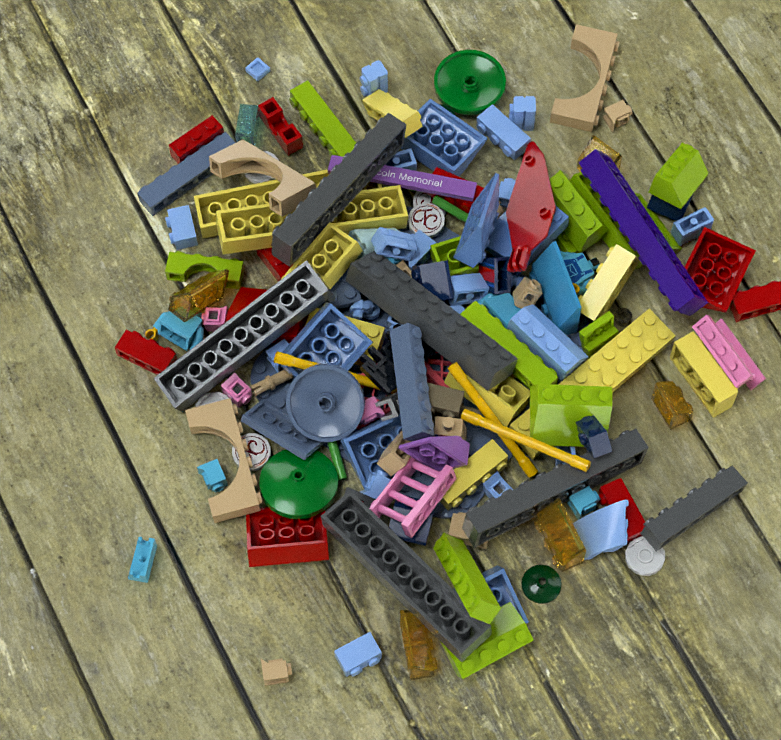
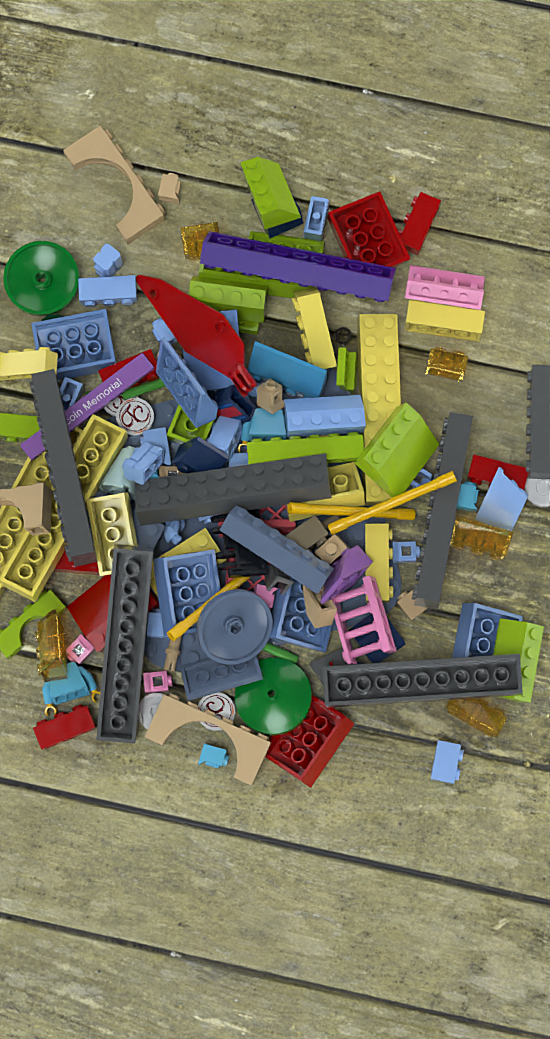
camera: 45 degrees left, 15 degrees up
(143, 560) = (236, 864): medium azure hinge -> none
(276, 671) = (408, 833): tan window -> none
(376, 484) = (328, 641): light blue window -> none
(466, 578) = (463, 638): lime brick -> none
(541, 593) = (499, 591): dark green dish -> none
(579, 269) = (278, 337): torso -> none
(593, 436) = (433, 450): dark blue brick -> none

